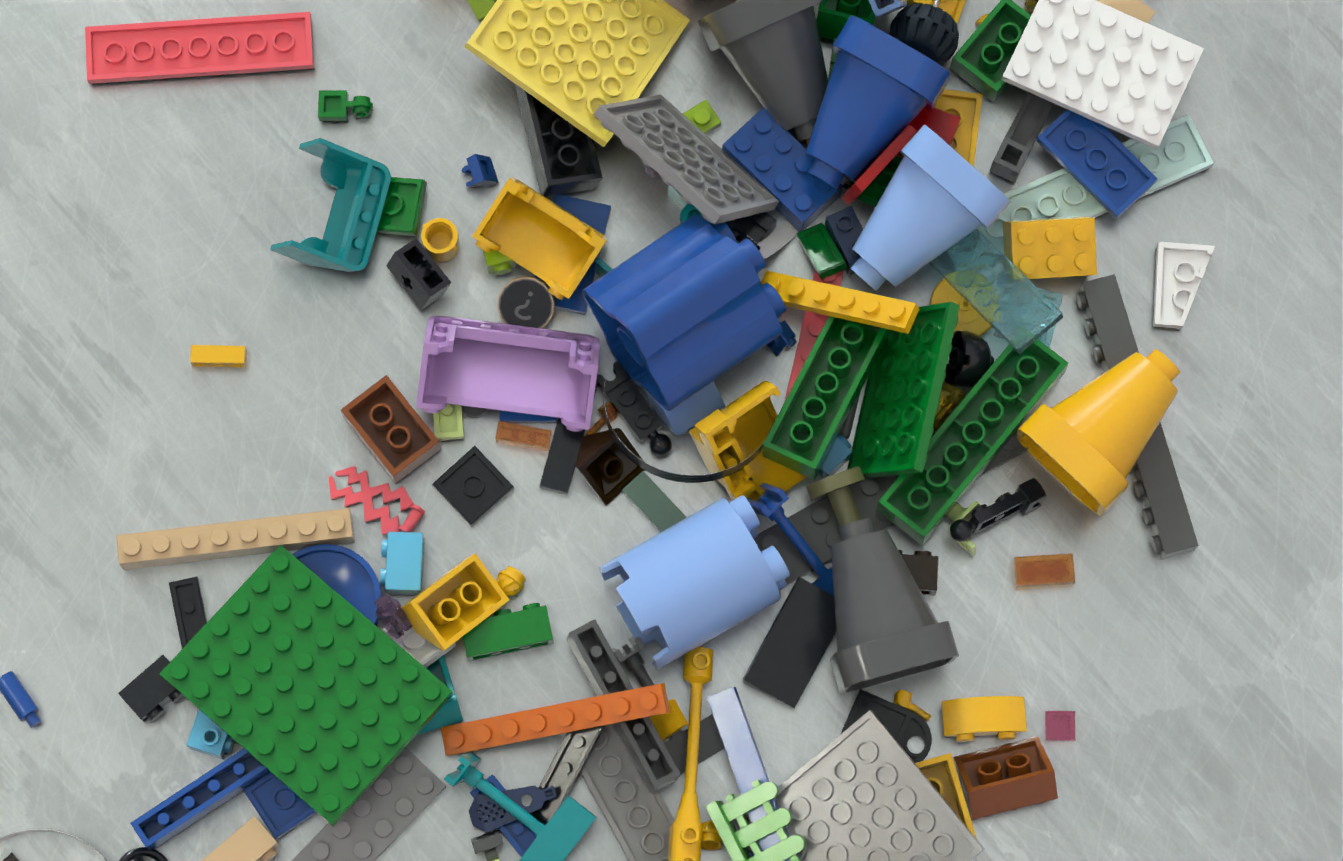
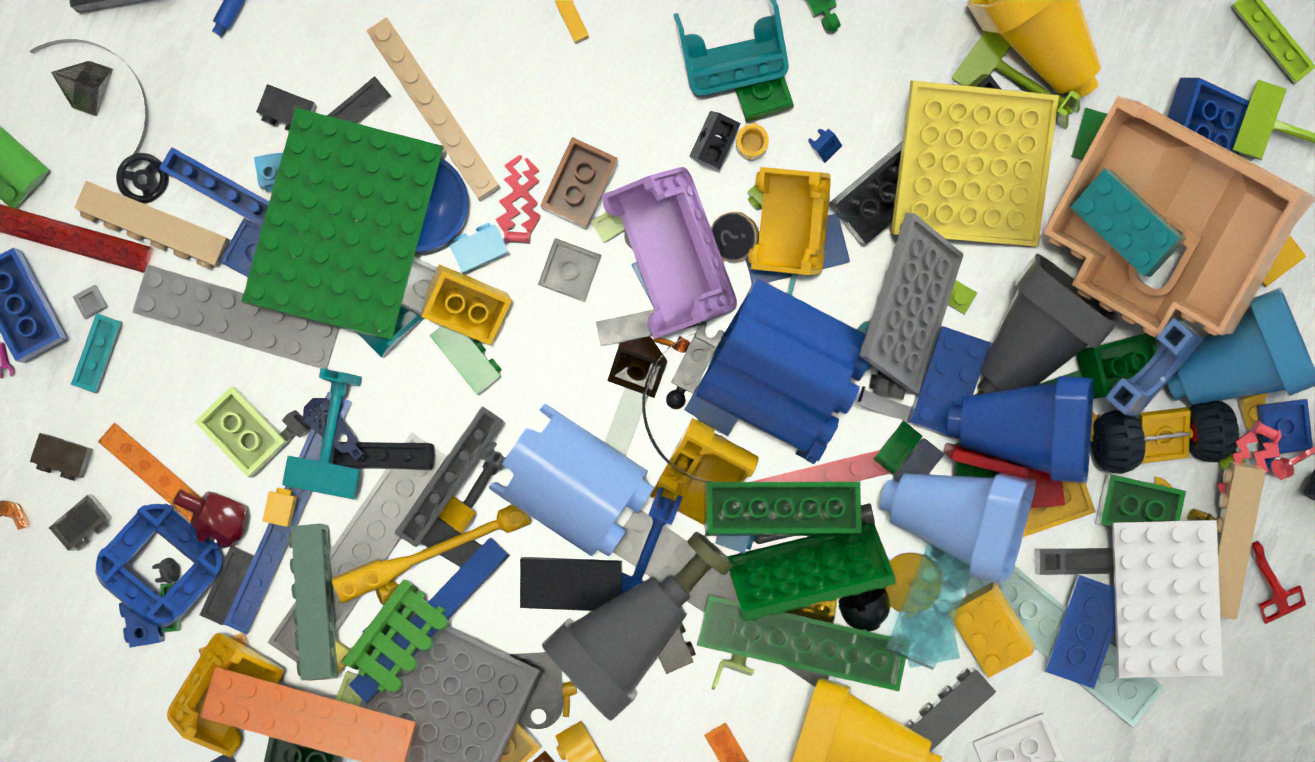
camera: 65 degrees right, 10 degrees up
(392, 616) = (433, 256): clear purple arm -> none
(511, 581) = (507, 337): yellow plate -> none
(523, 436) = (628, 288): clear orange piece -> none
(555, 719) = (412, 430): orange plate -> none
(843, 302) = (855, 484): yellow plate -> none
(1024, 499) = (776, 707): black plate -> none

